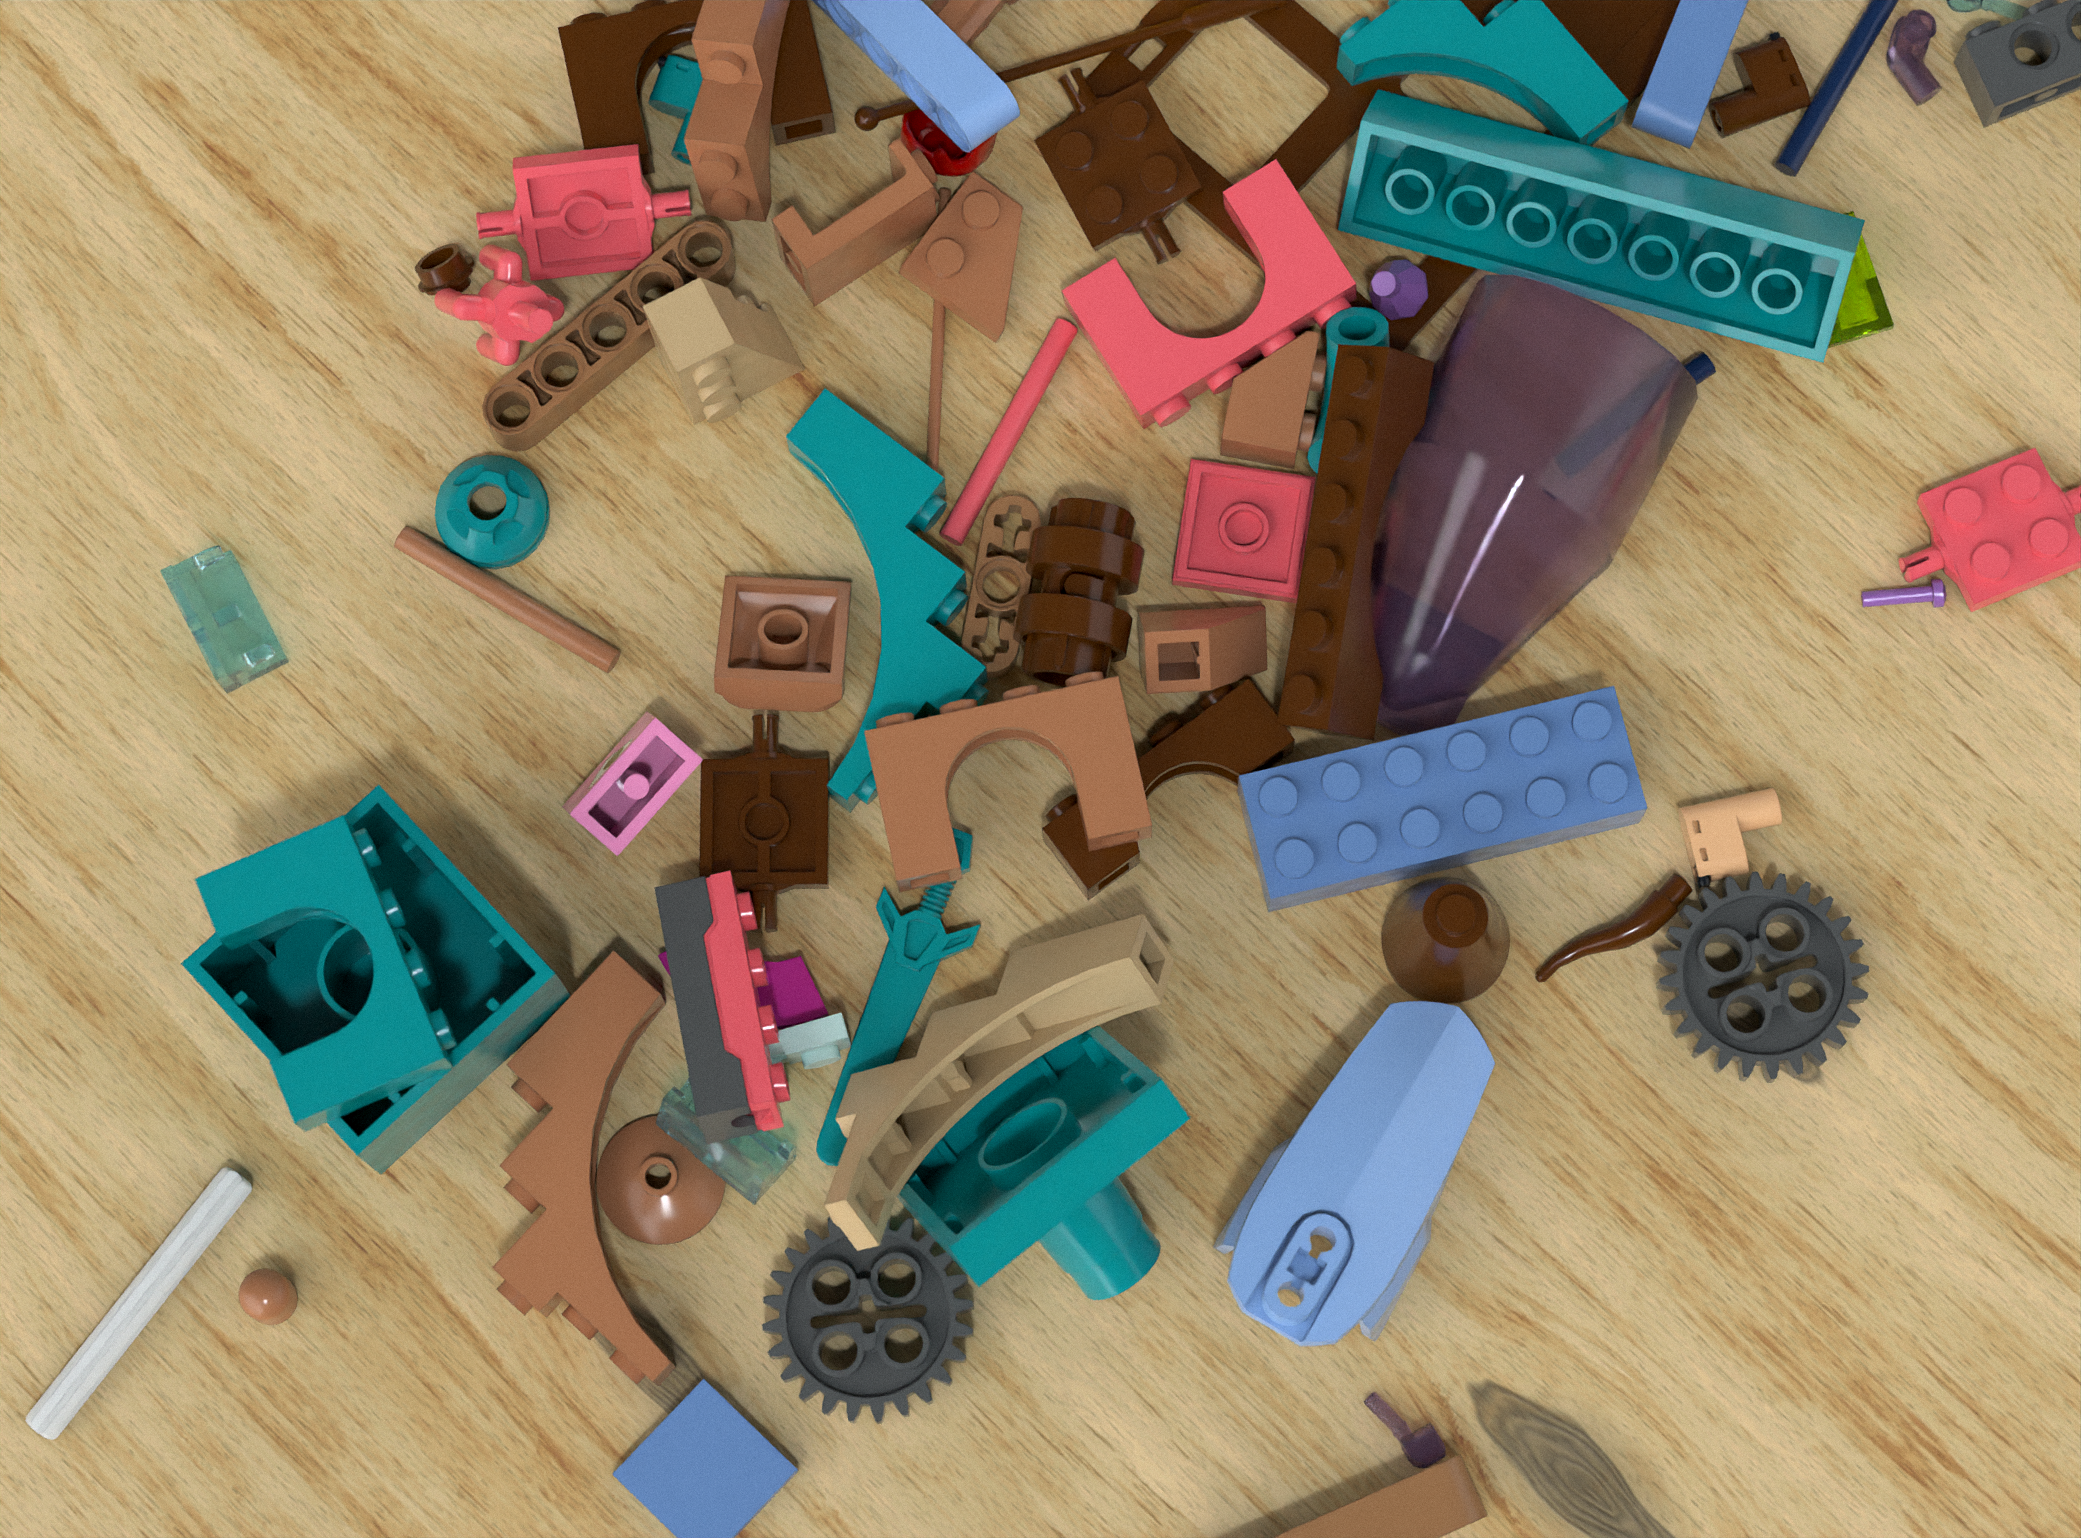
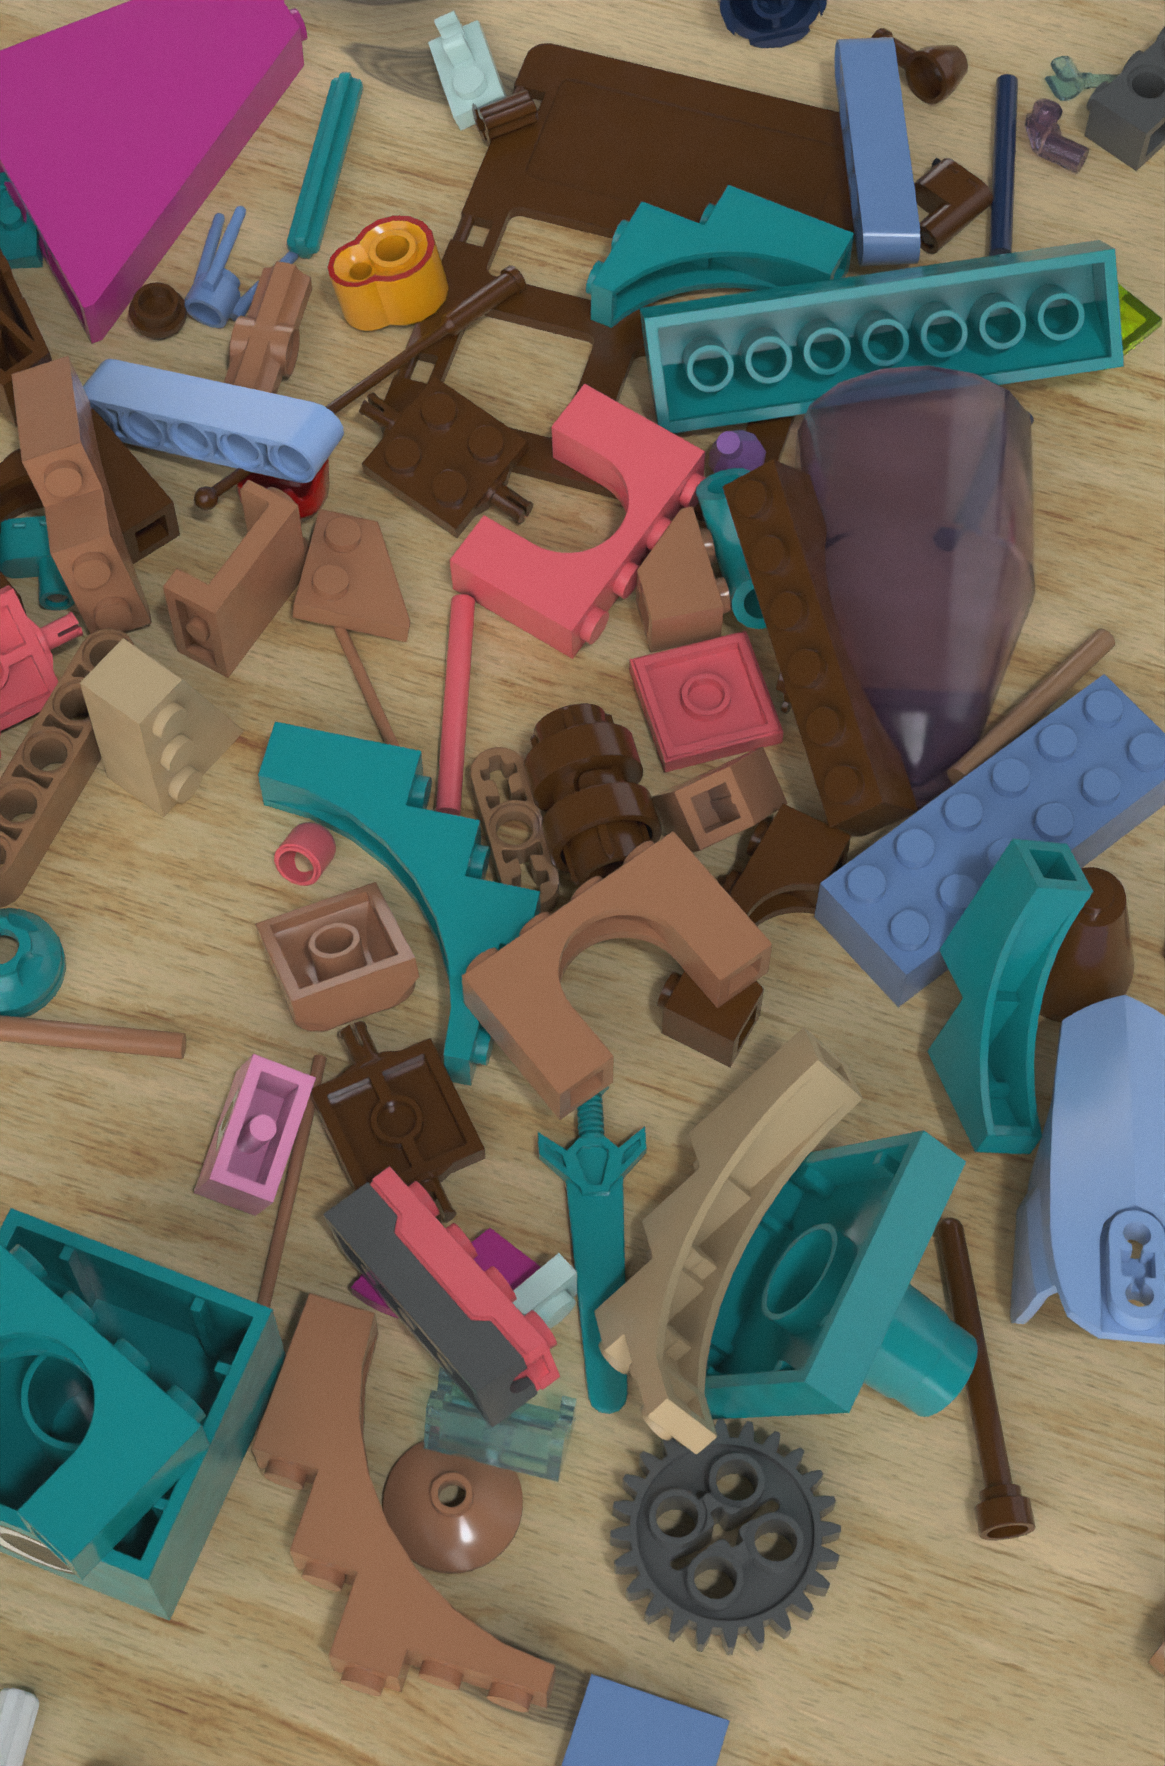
camera: 30 degrees left, 15 degrees down
(637, 853) = (289, 1191): none -> nougat piece
(811, 518) = (311, 841): none -> coral piece
(1116, 1399) = (1002, 1508): none -> reddish brown piece
(1351, 936) = (1001, 967): none -> teal arch
(1544, 678) = (1035, 703): none -> medium nougat bar

